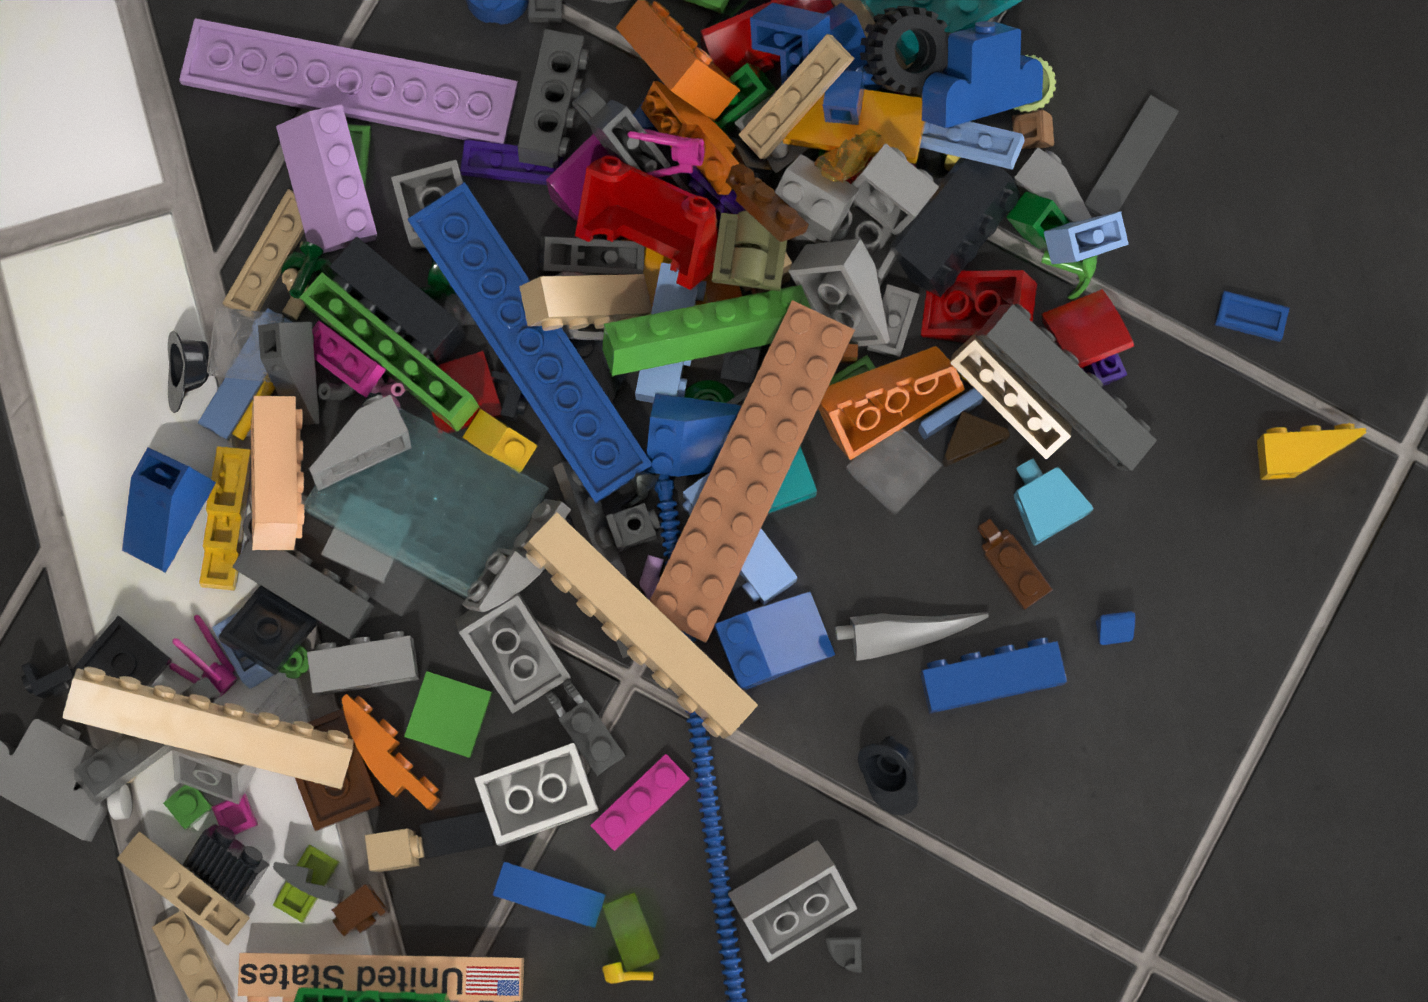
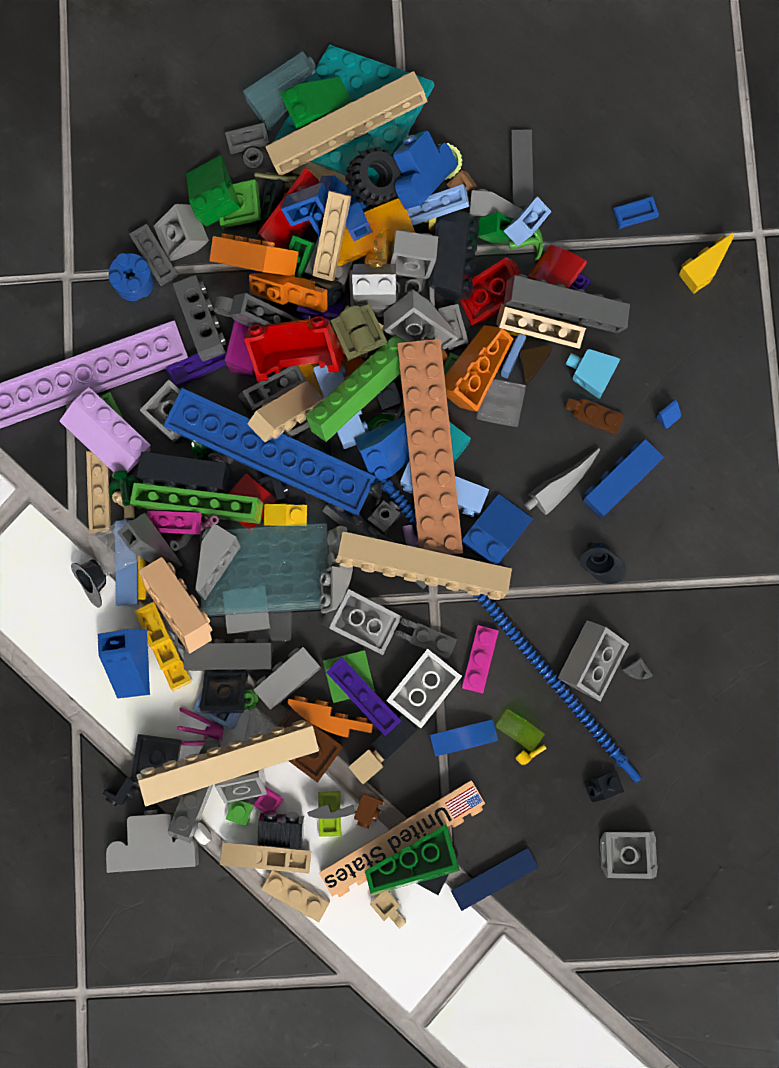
camera: 25 degrees left, 0 degrees up
(448, 753) = (363, 696): none -> dark purple plate
(686, 151) = (291, 299): dark pink plant -> none
(765, 204) = (351, 300): reddish brown hinge -> none

